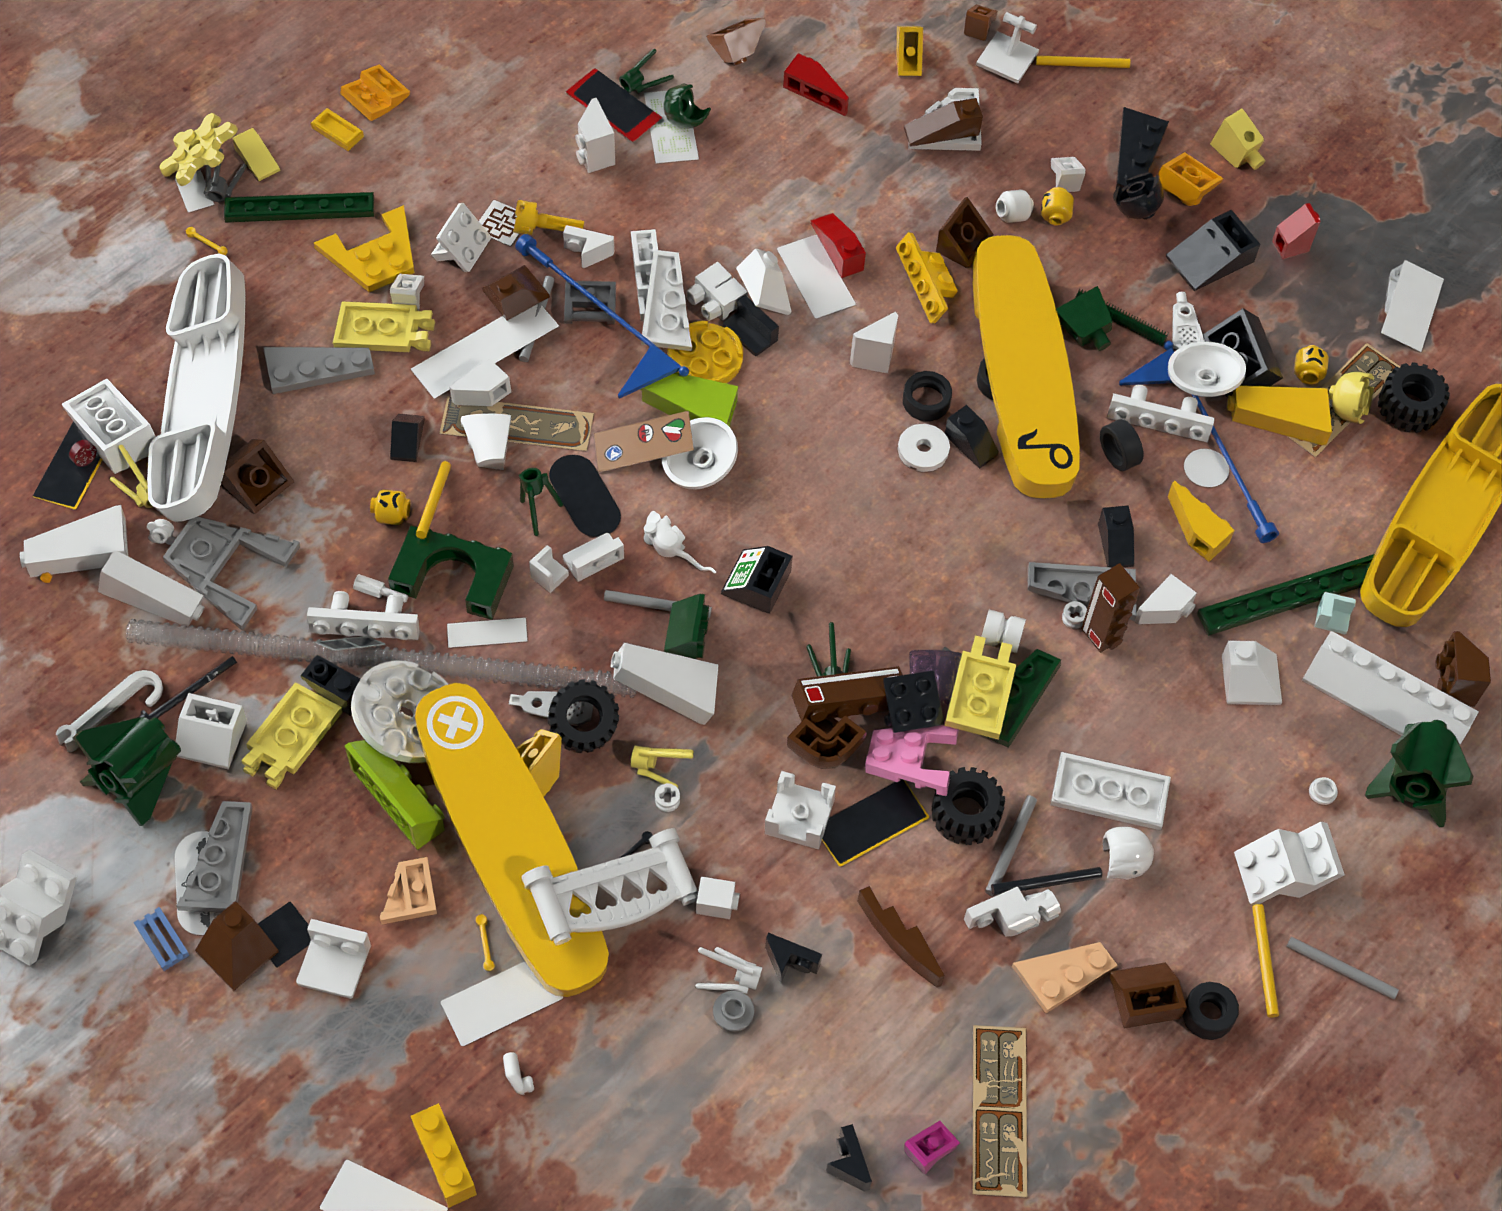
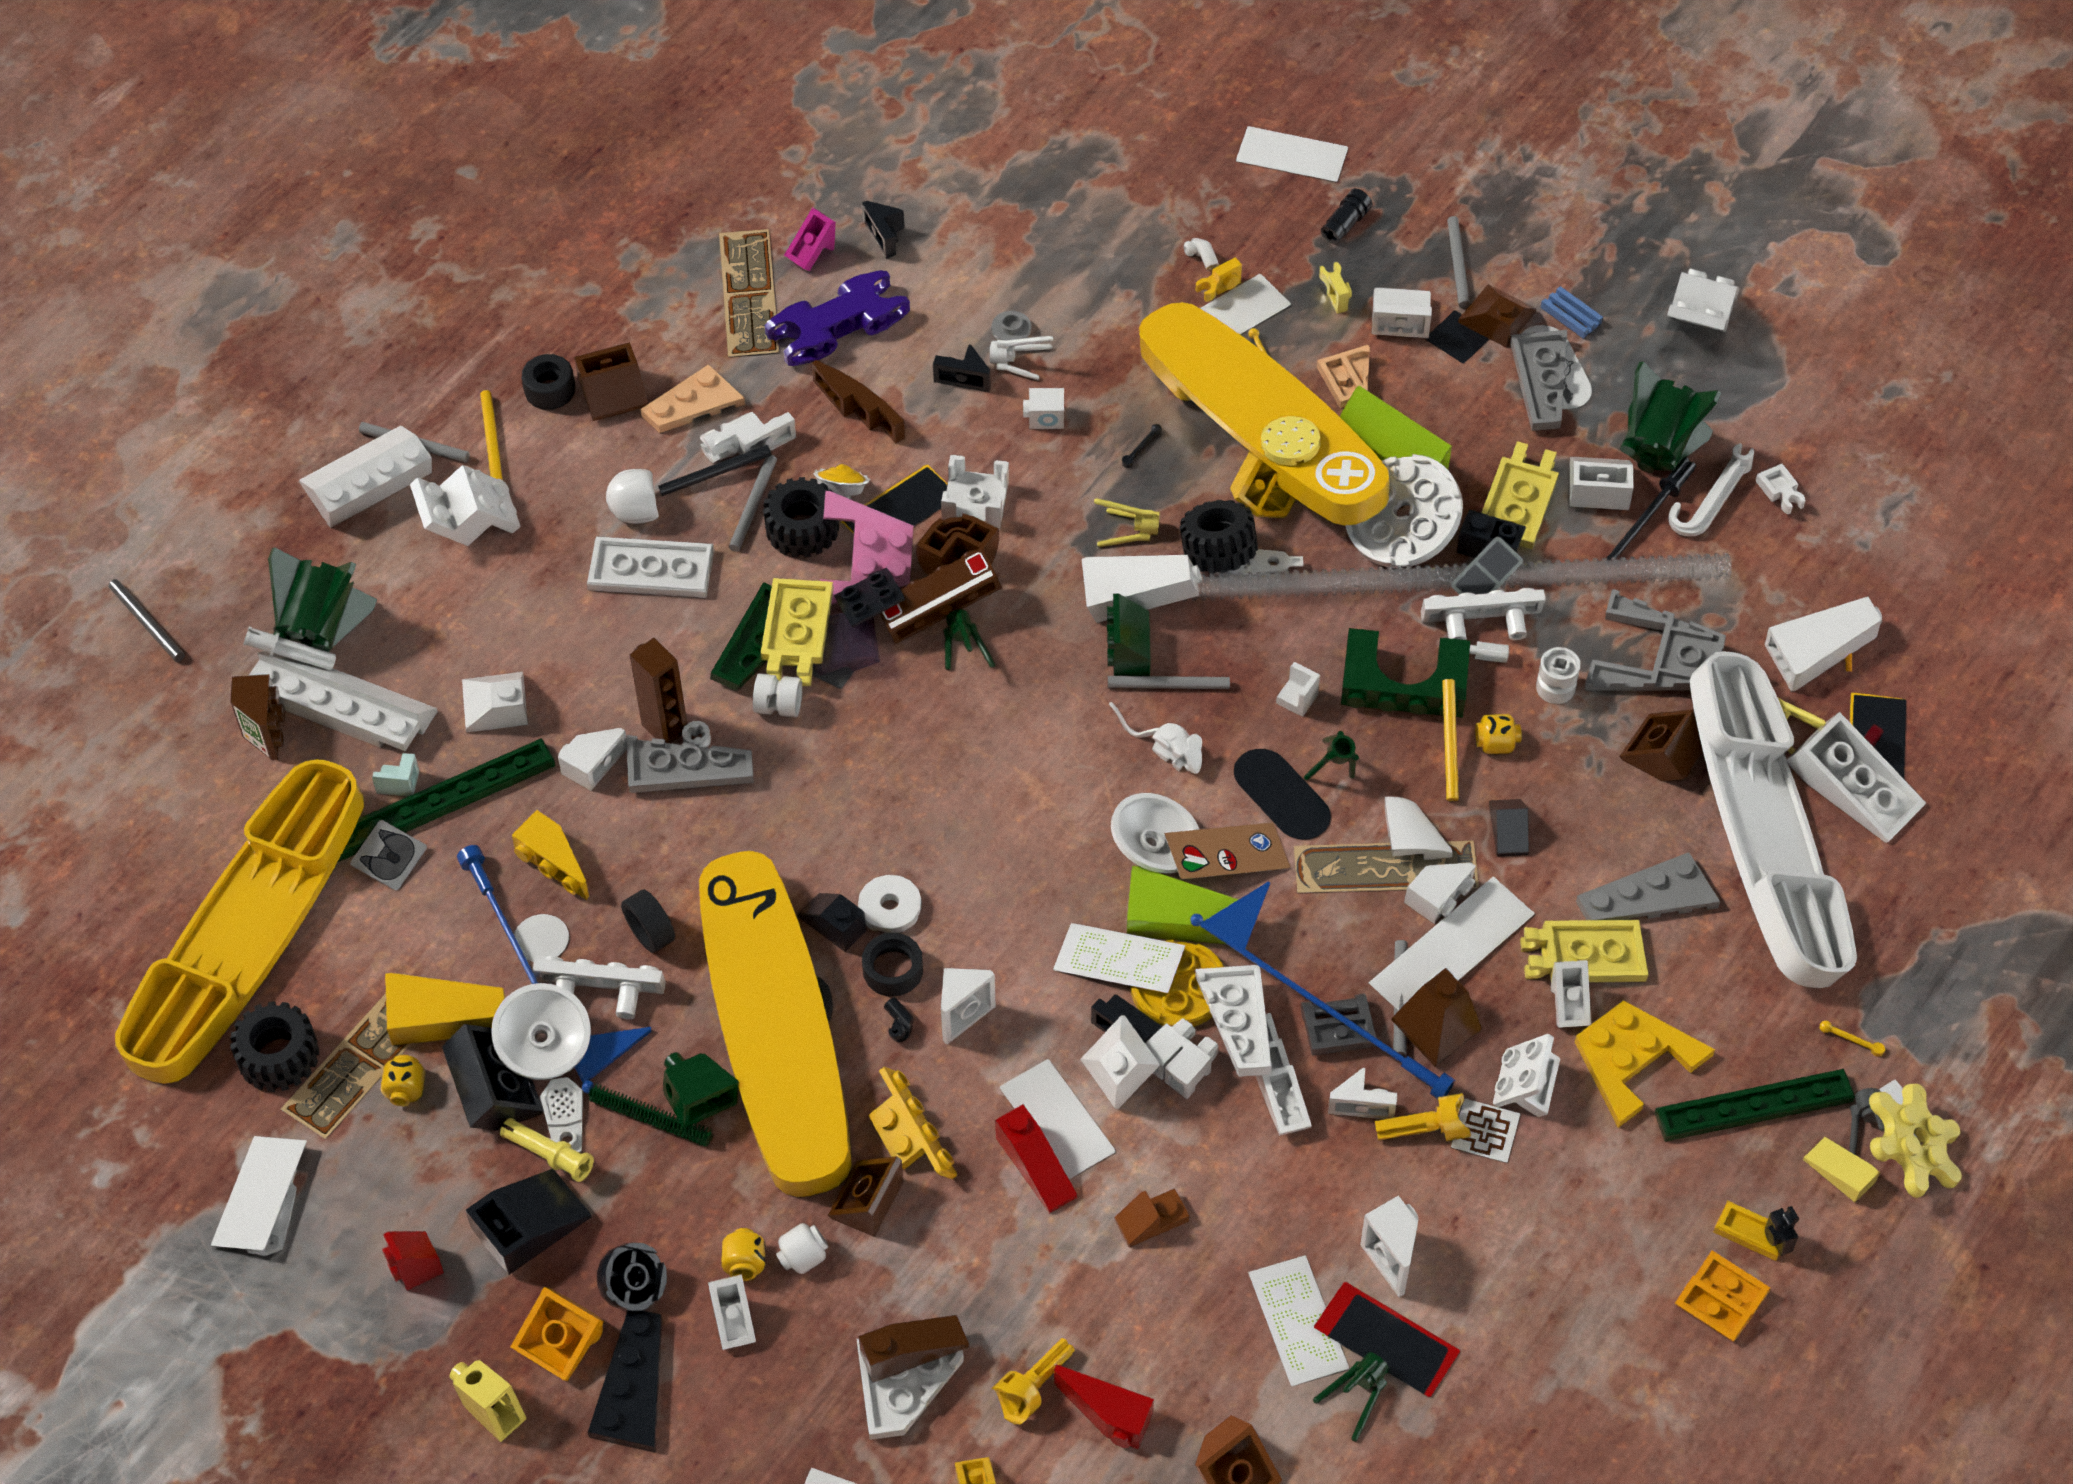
camera: 175 degrees right, 5 degrees down
(47, 704) = (1780, 484): none -> white plate
(149, 590) = (1725, 599): white slope -> none
(253, 1023) = (1458, 262): none -> light grey bar
(321, 103) = (1781, 1231): none -> black plate
(322, 543) = (1558, 675): none -> white wheel
(355, 1092) = (1351, 210): none -> black axle
(389, 994) = (1337, 290): none -> light yellow plate
(443, 1155) = (1263, 192): yellow arch -> none
(487, 632) = (1336, 632): white sticker -> none
(496, 766) = (1290, 440): none -> light yellow tile
(503, 1030) = (1222, 279): none -> yellow plate
(555, 894) = (1103, 427): white piece -> none
(594, 556) = (1252, 719): white panel -> none
(675, 800) = (1118, 487): white bush -> none
(680, 107) = (1282, 1319): dark green piece -> none
(752, 376) = (1119, 957): none -> white sticker
(757, 198) = (1151, 1217): none -> dark orange slope
(758, 577) = (1061, 711): black slope -> none
(871, 97) = (1020, 1393): none -> yellow piece
(892, 1052) = (853, 309): none -> dark purple piece
(924, 355) = (902, 1022): none -> black arm
(926, 841) = (842, 480): none -> piece
(1117, 536) = (651, 827): black slope -> none
(1191, 291) = (558, 1154): none -> light yellow pin
(1323, 791) = (422, 594): white plate -> none
(1335, 548) = (388, 855): none -> sticker
(1352, 396) = (355, 1031): light yellow cylinder -> none
(1387, 922) = (367, 475): none -> white slope
(1461, 730) = (288, 648): none -> white axle

